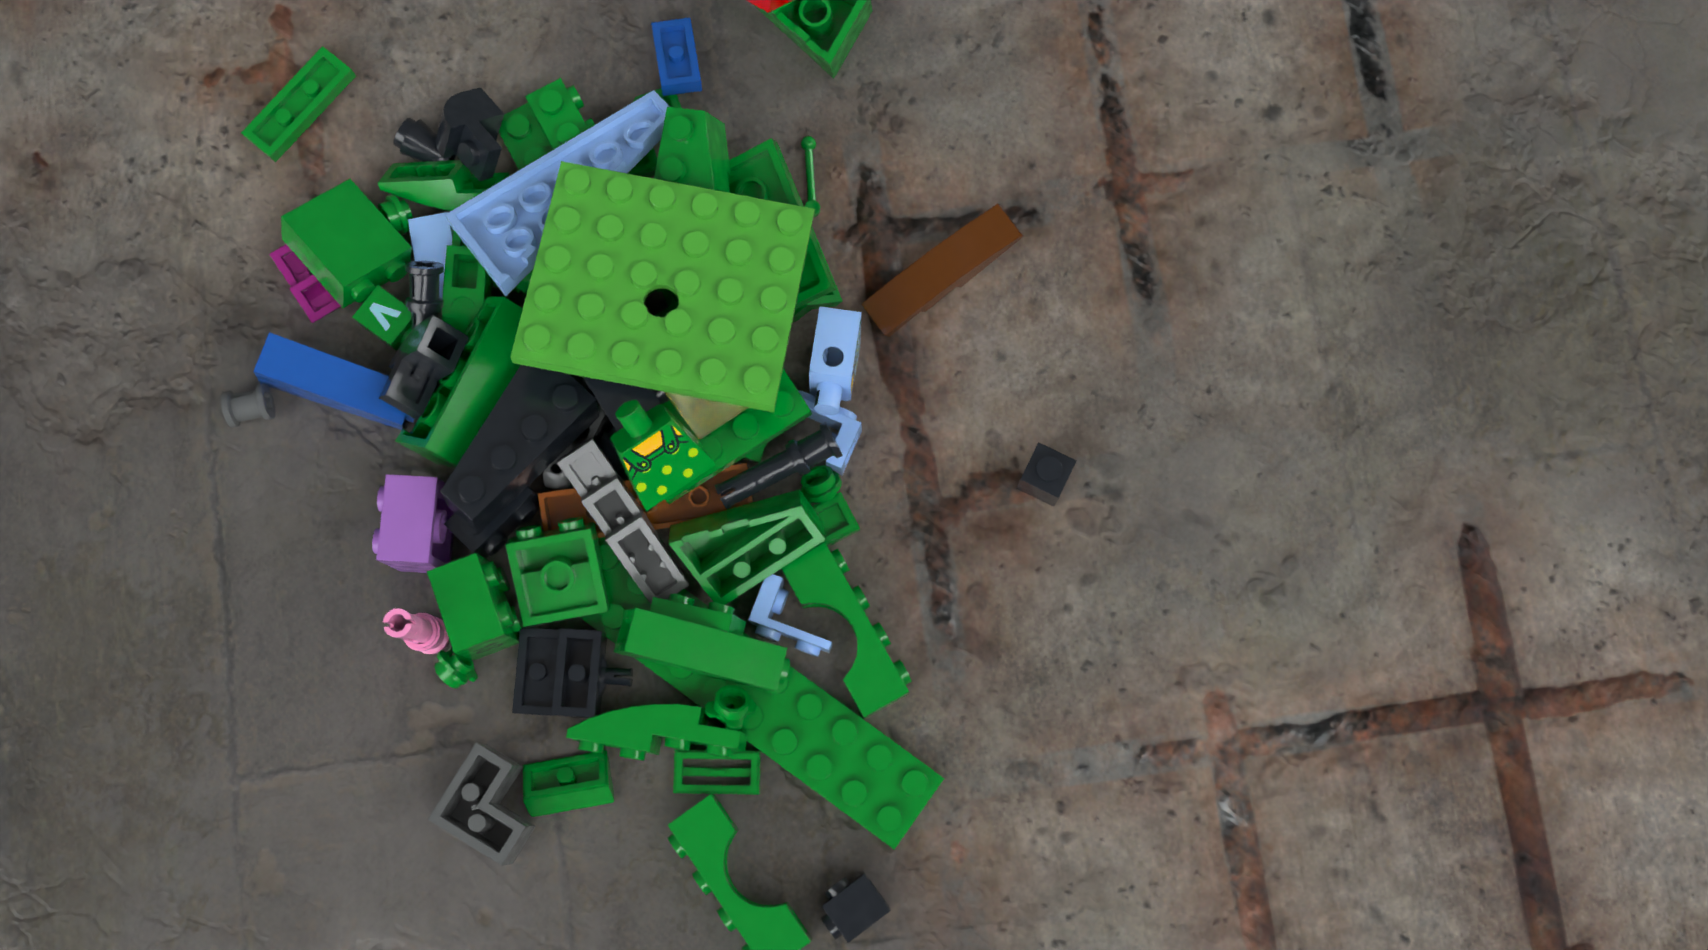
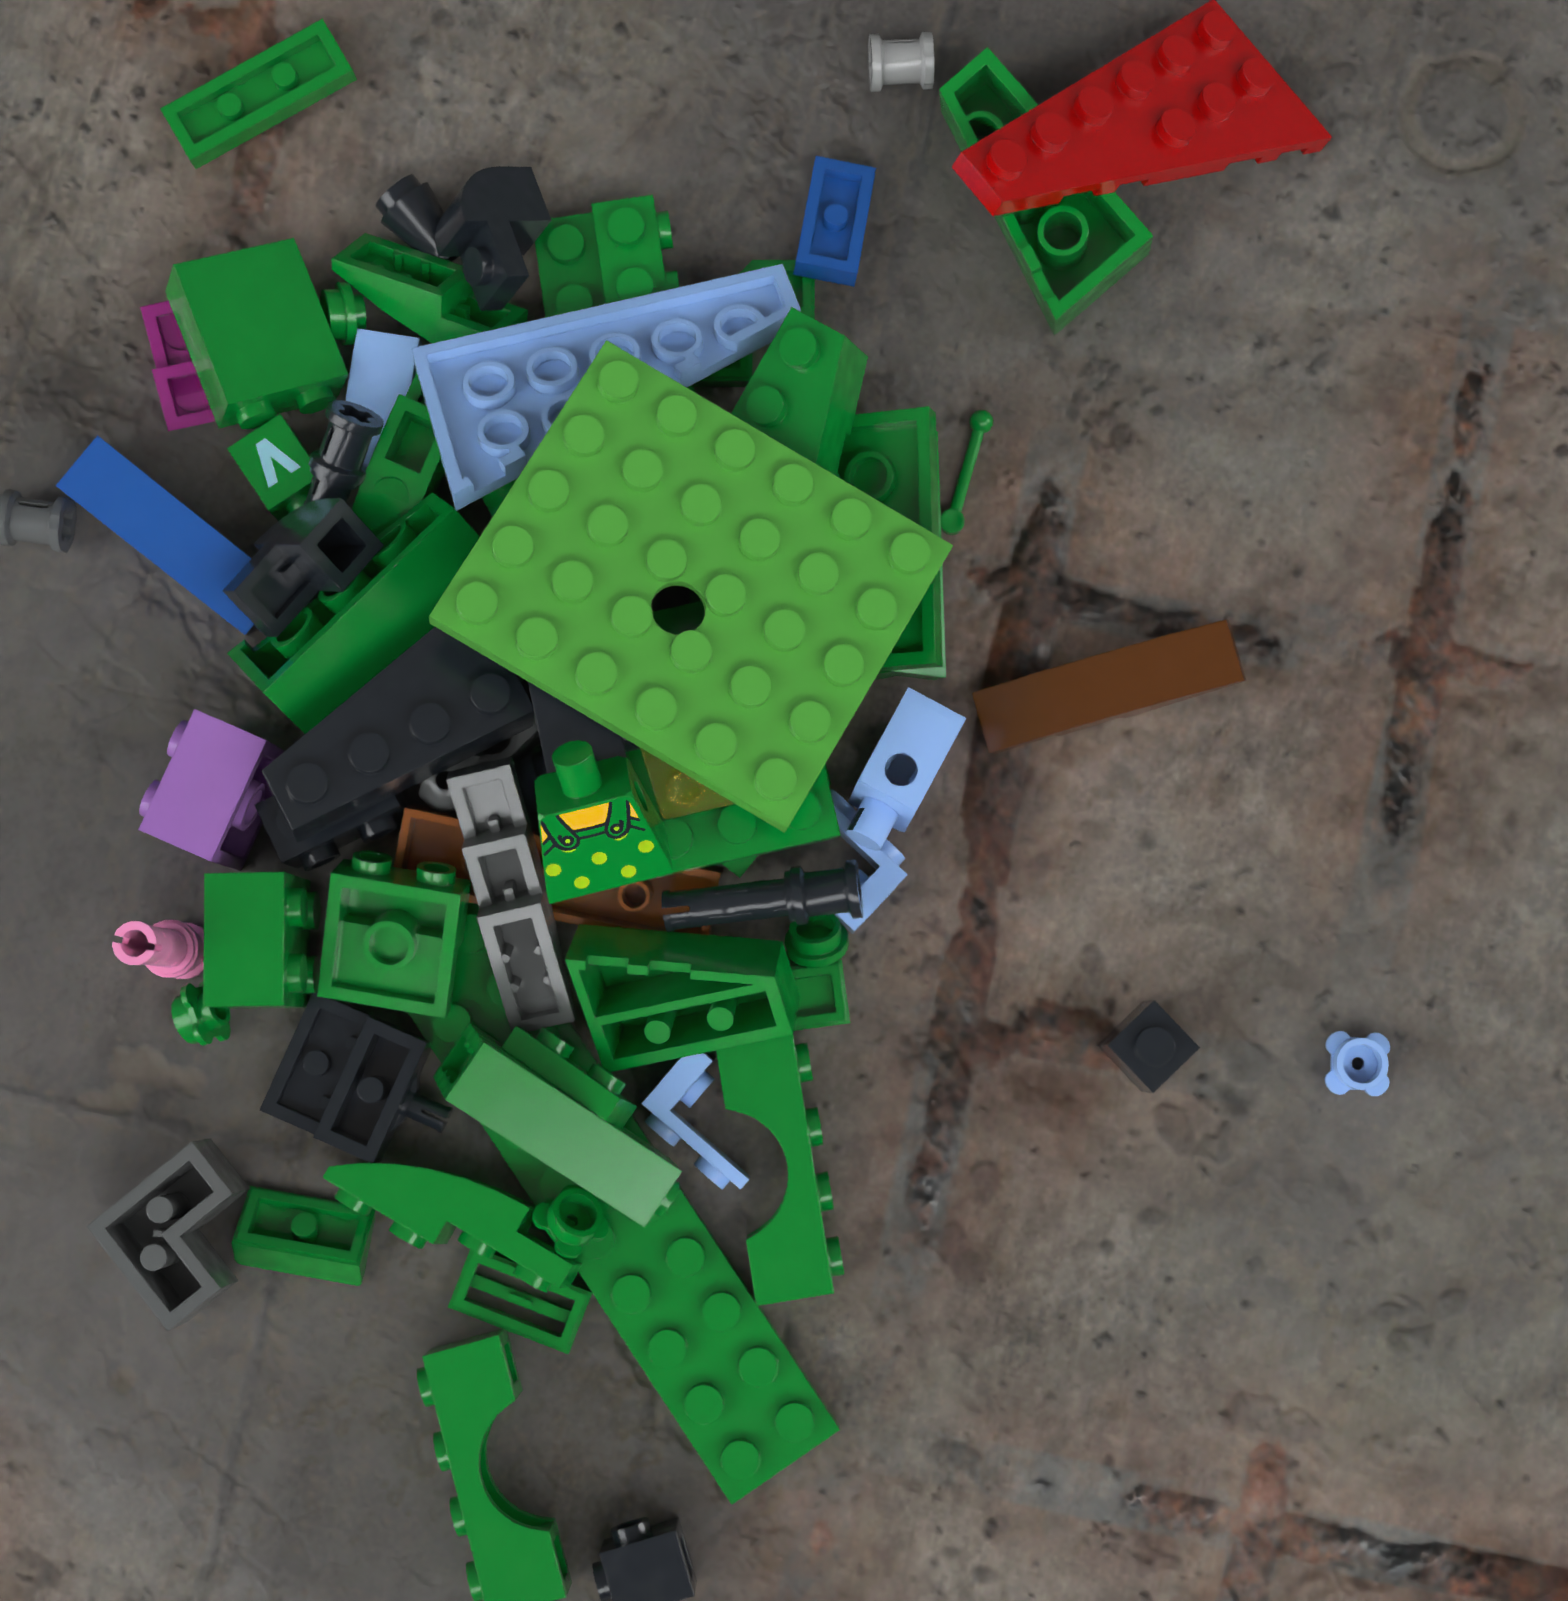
camera: 15 degrees right, 5 degrees up
(1182, 429) = (1373, 1053): none -> light blue plate

